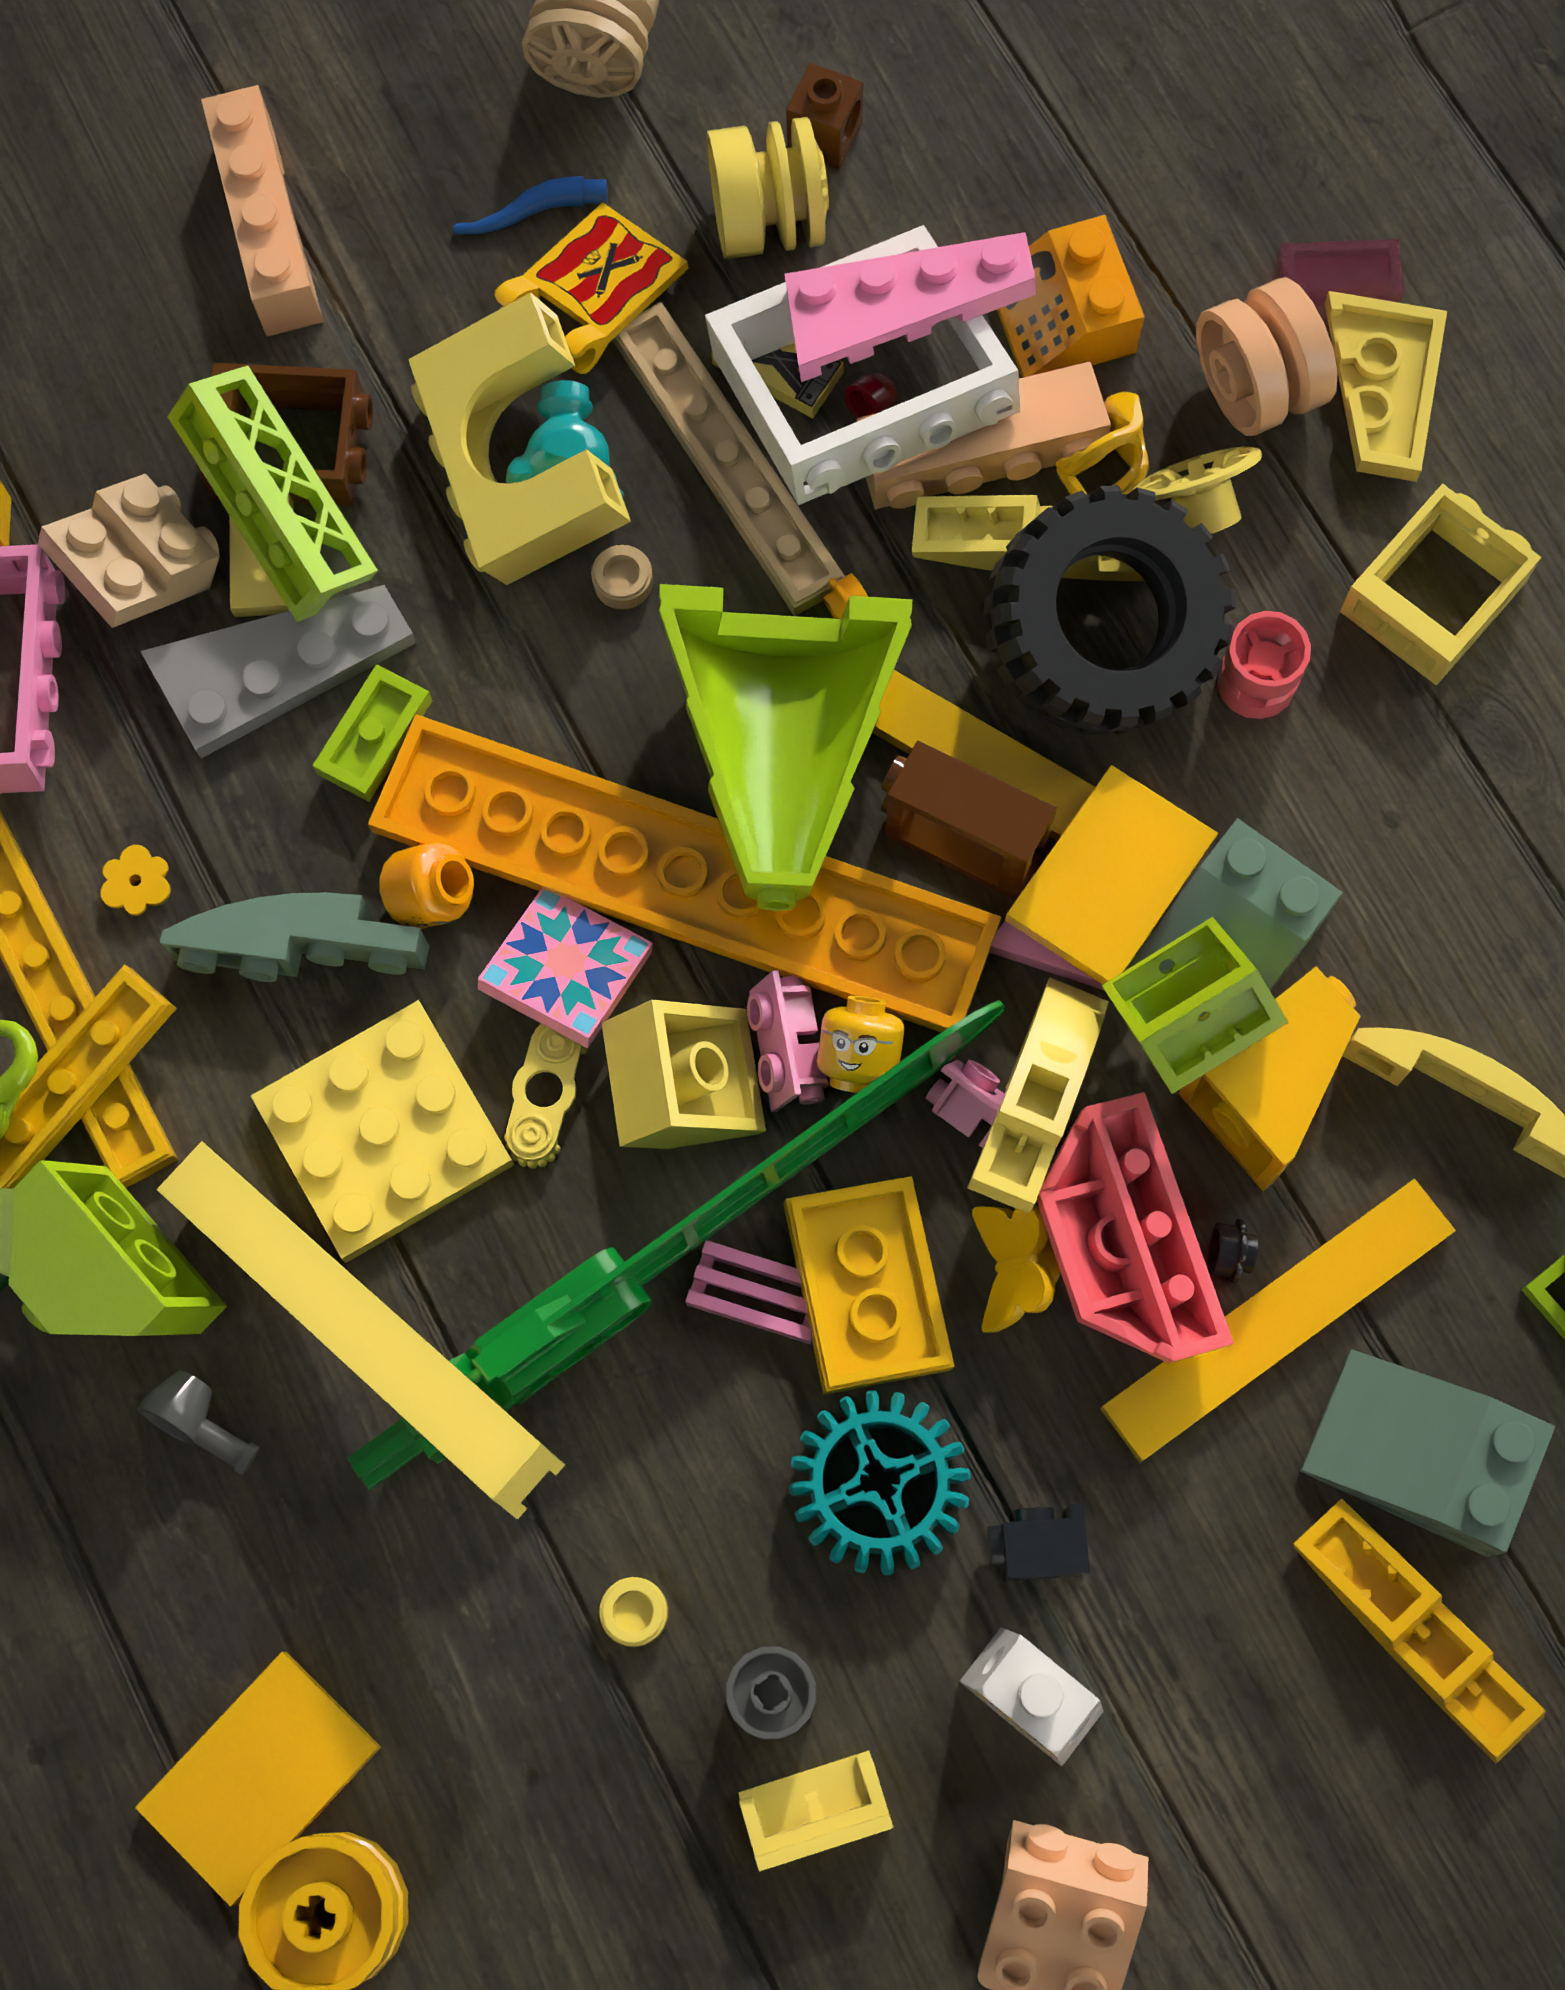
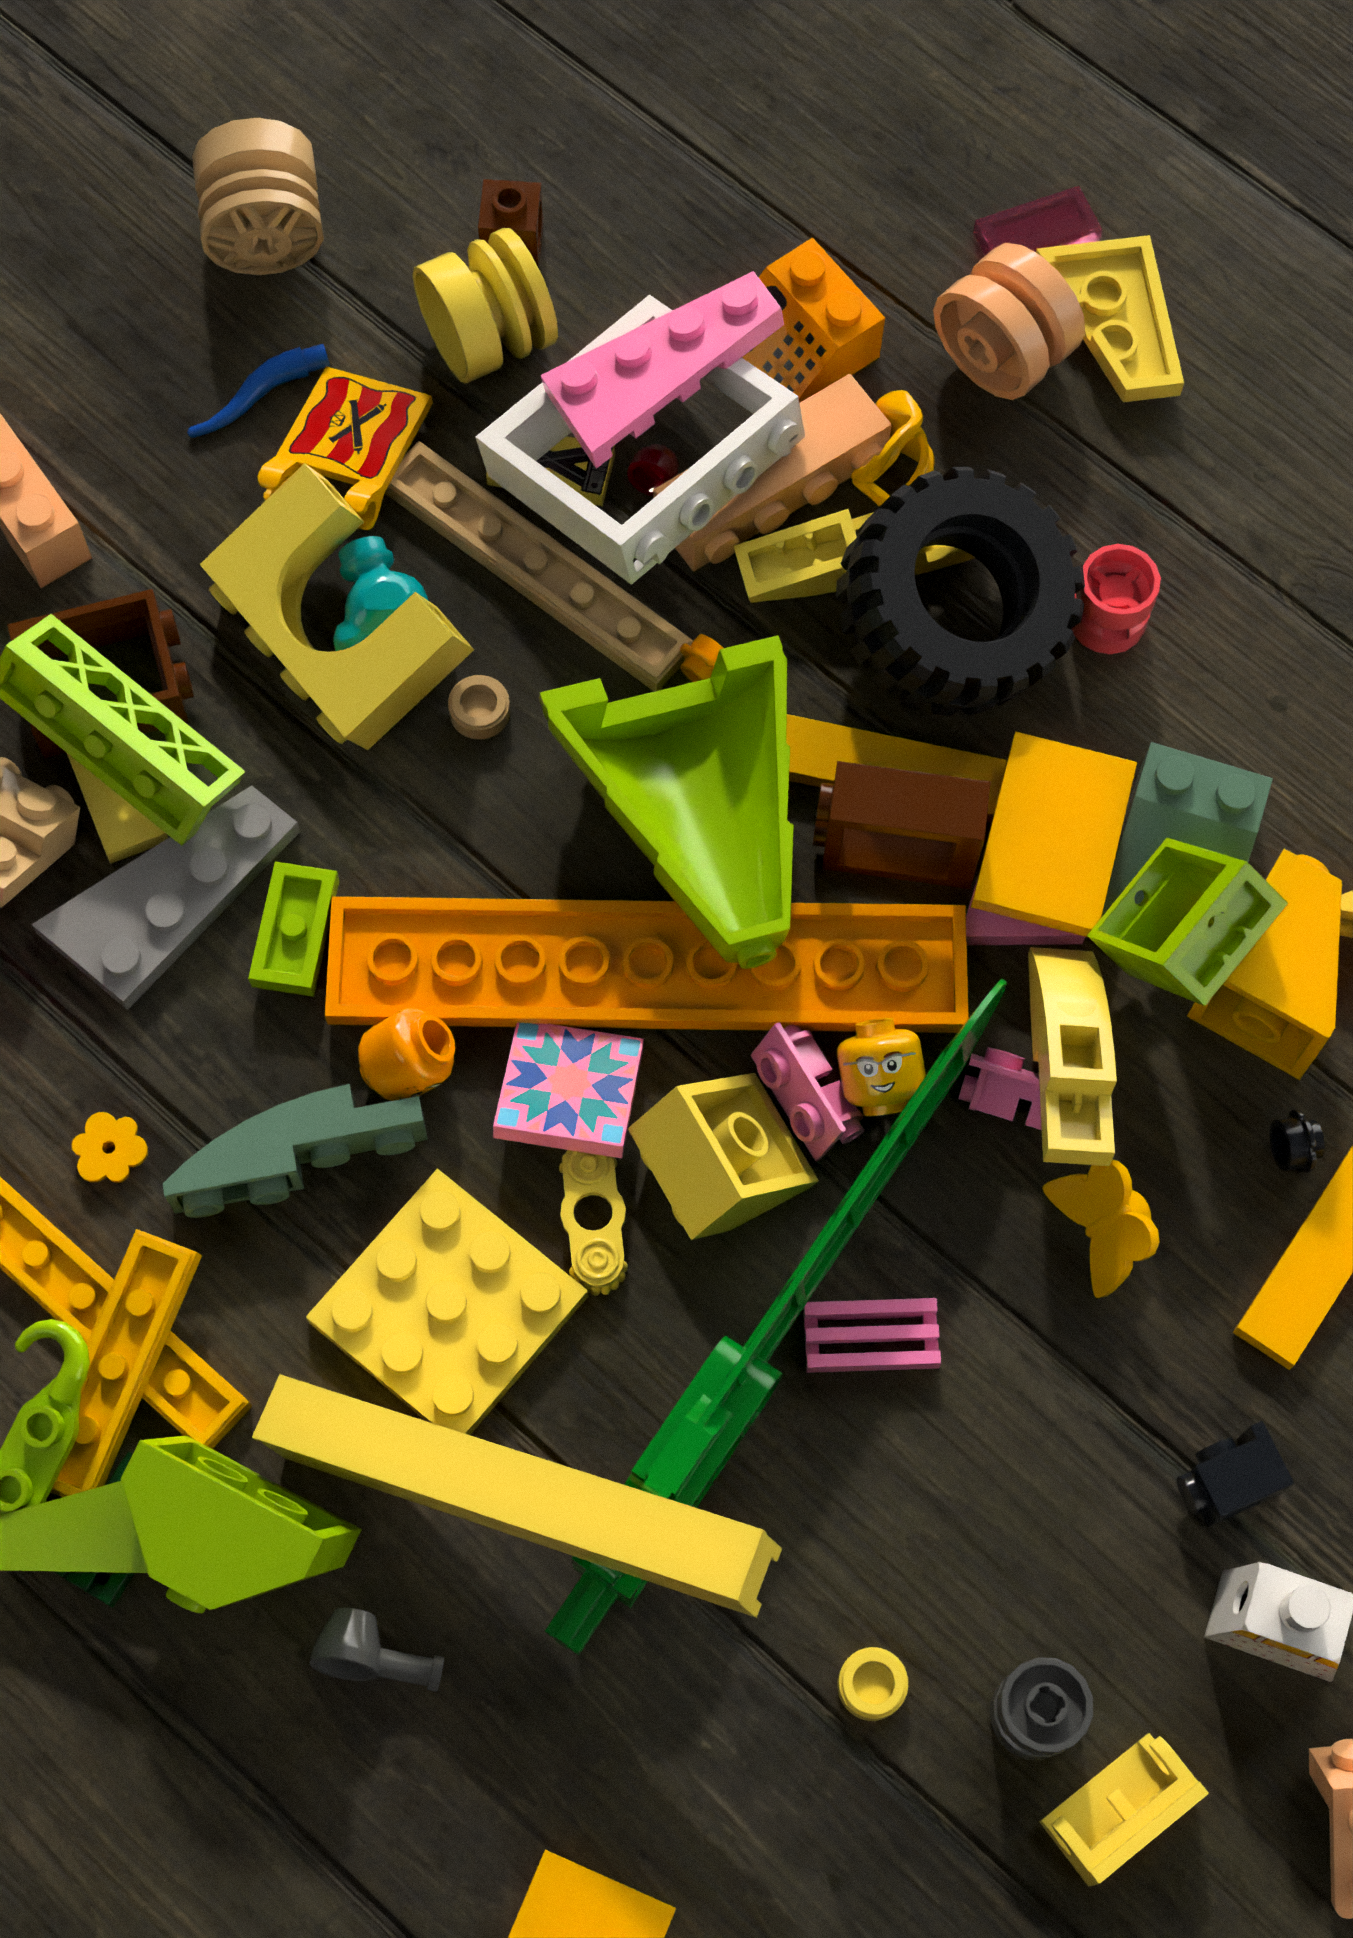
camera: 25 degrees left, 5 degrees down
(868, 1285) = (974, 1291): yellow tile -> none
(932, 1459) = (1083, 1496): teal gear -> none
(1128, 1236) = (1207, 1156): coral wedge -> none
(1205, 492) = (1002, 453): light yellow wheel -> none
(1404, 626) = (1226, 525): light yellow window -> none

